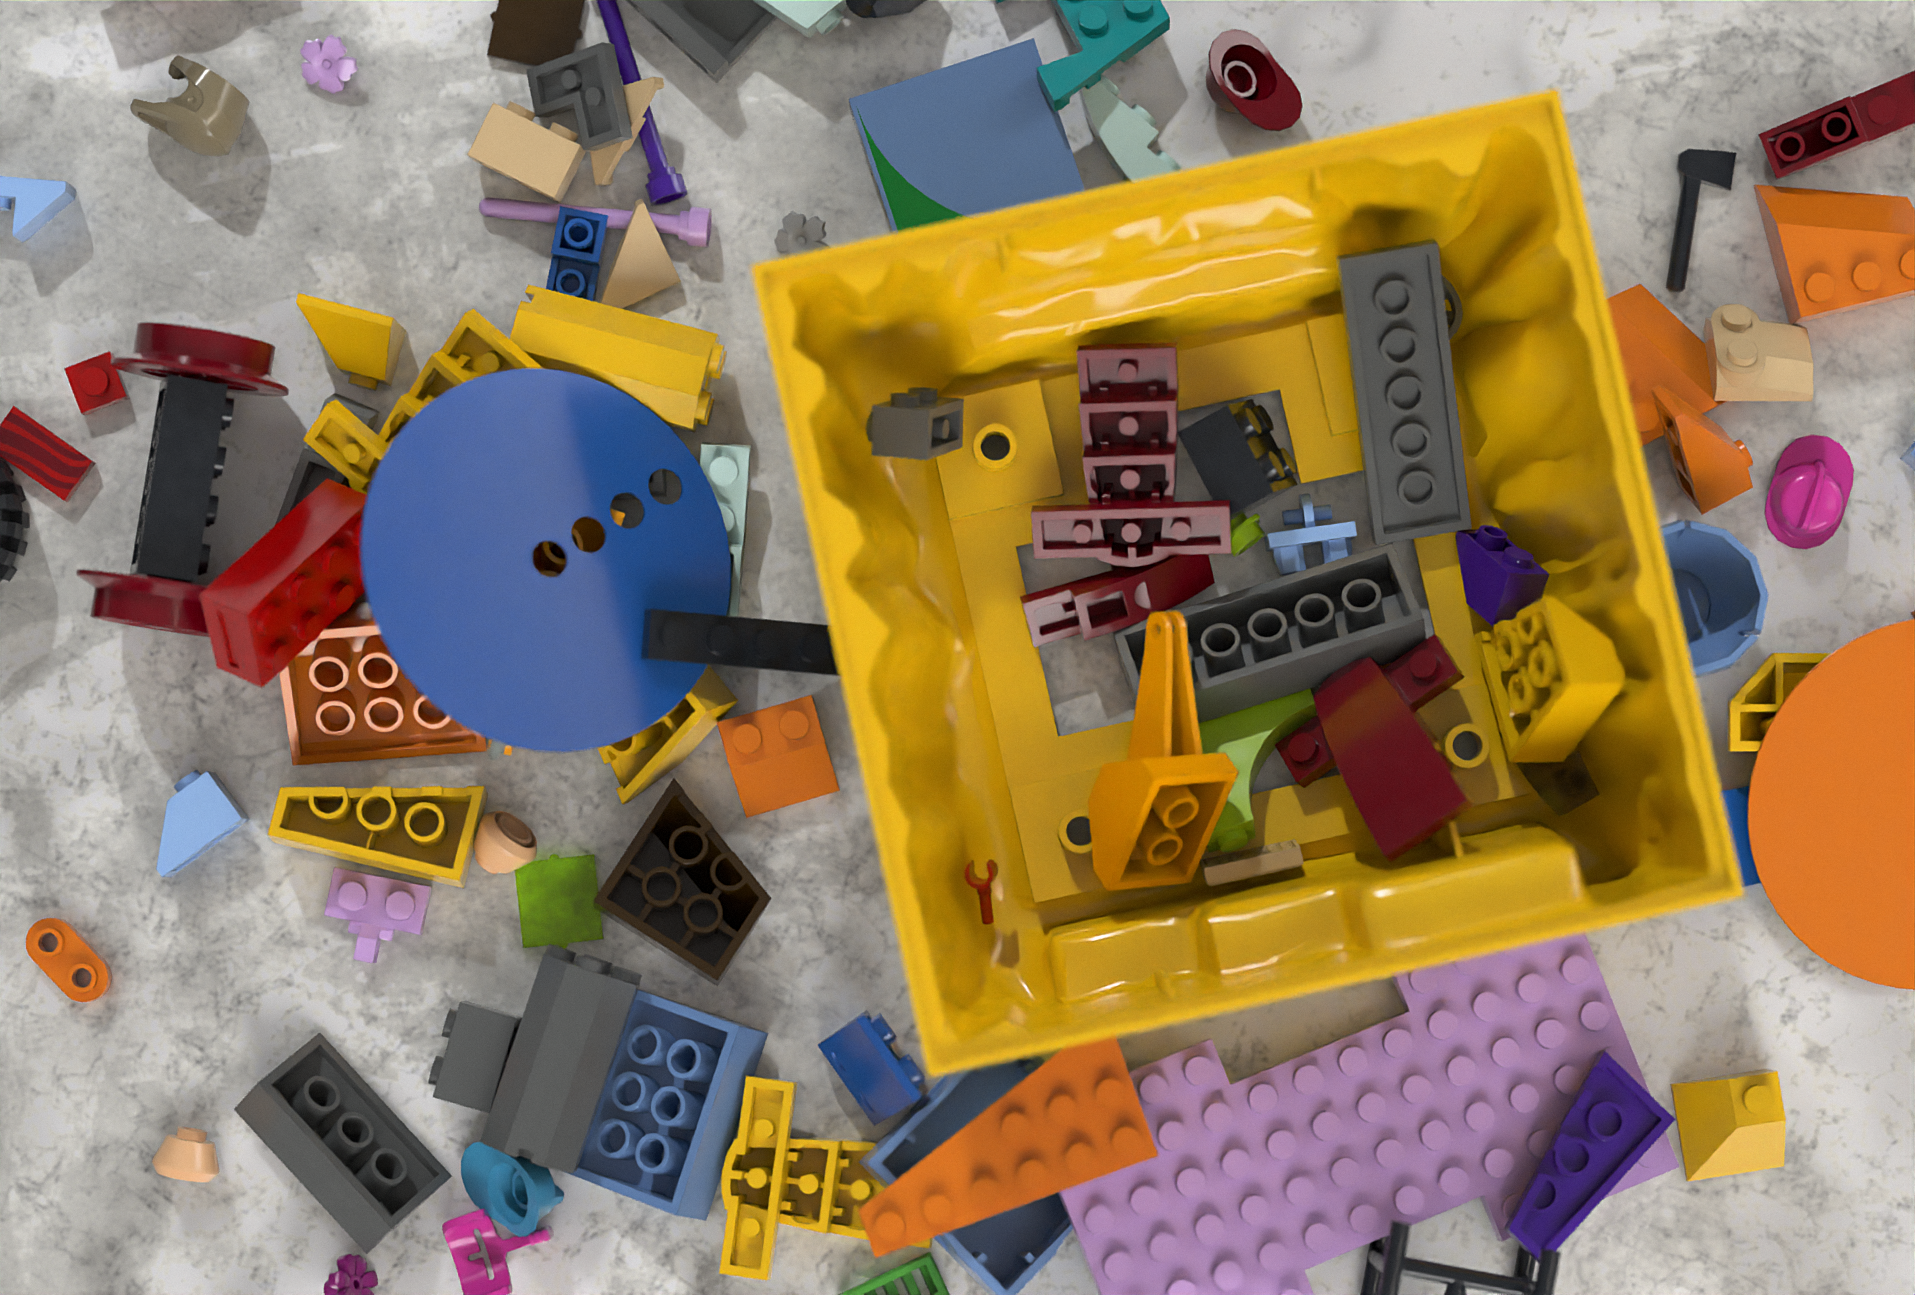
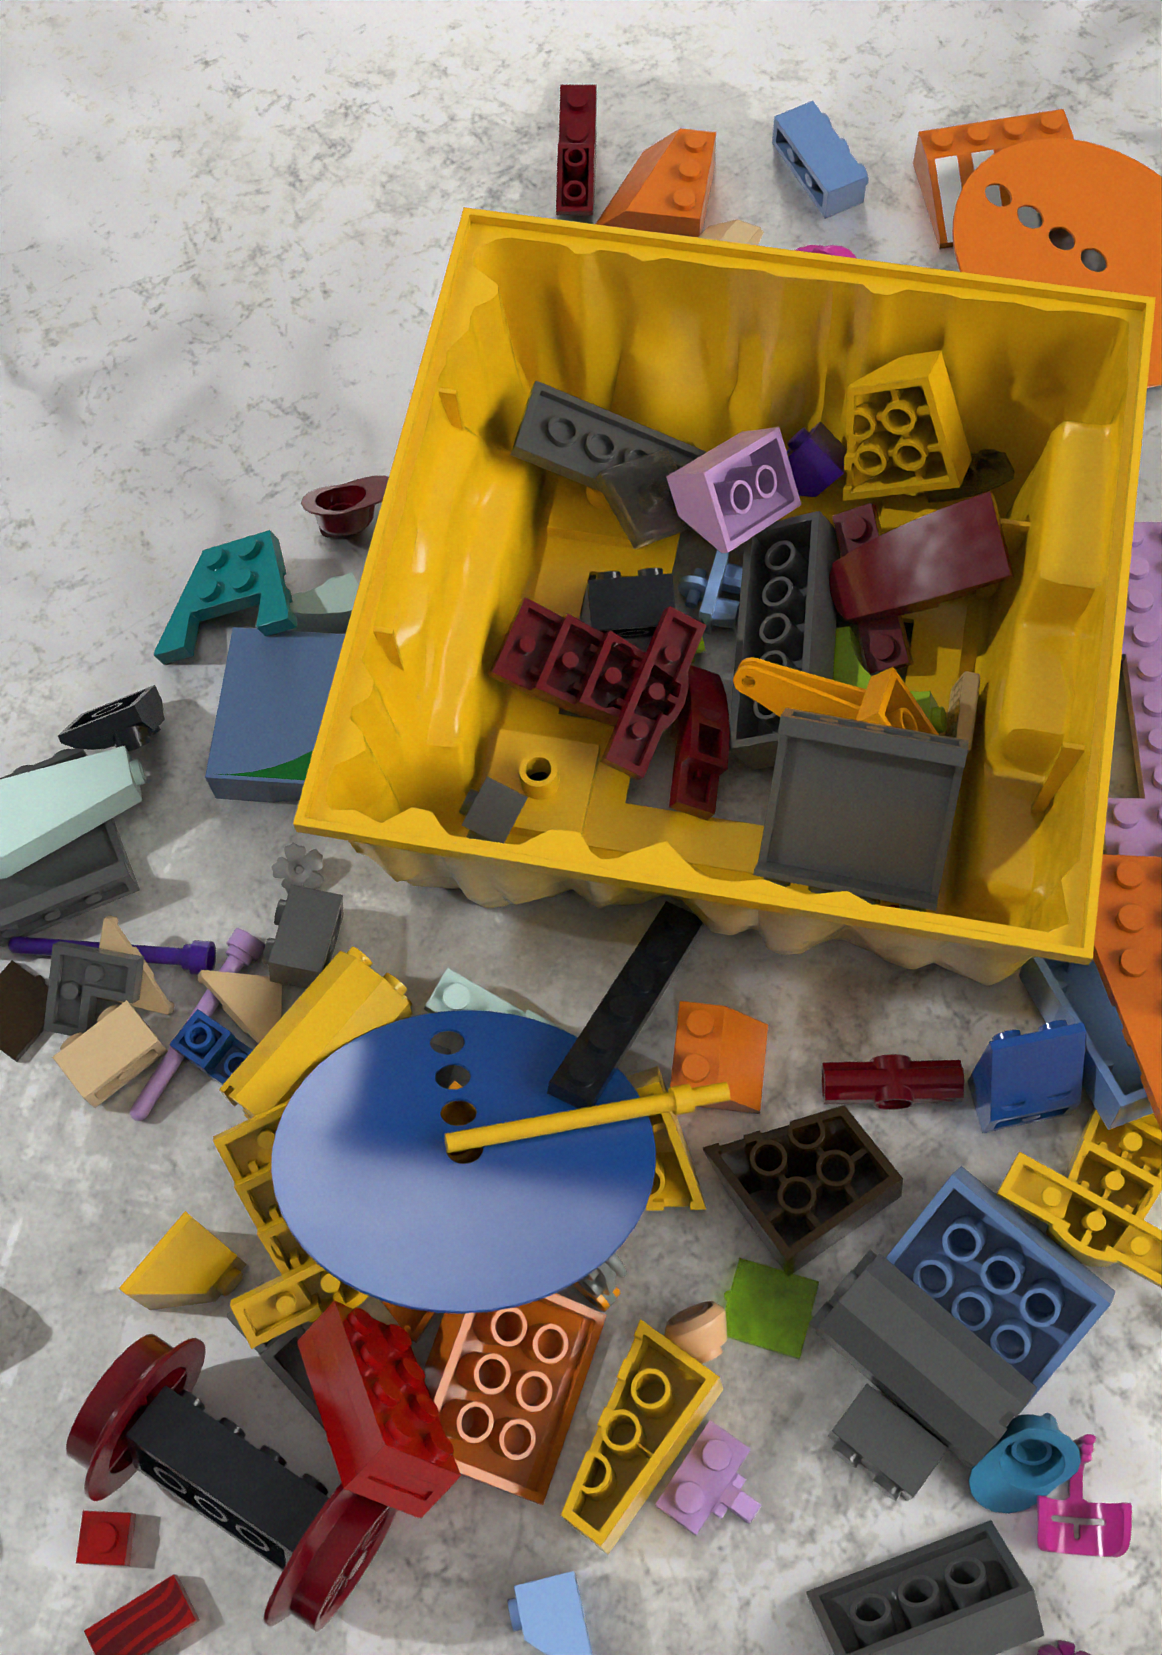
camera: 60 degrees left, 20 degrees down
(691, 738) = (678, 1099): none -> yellow bar
(718, 287) = (304, 937): none -> dark grey brick
(827, 935) = (892, 1082): none -> dark red piece
(1060, 799) = (861, 809): none -> dark grey panel
(1360, 428) = (643, 498): none -> clear smoke plate
(1414, 516) = (736, 488): none -> lavender slope

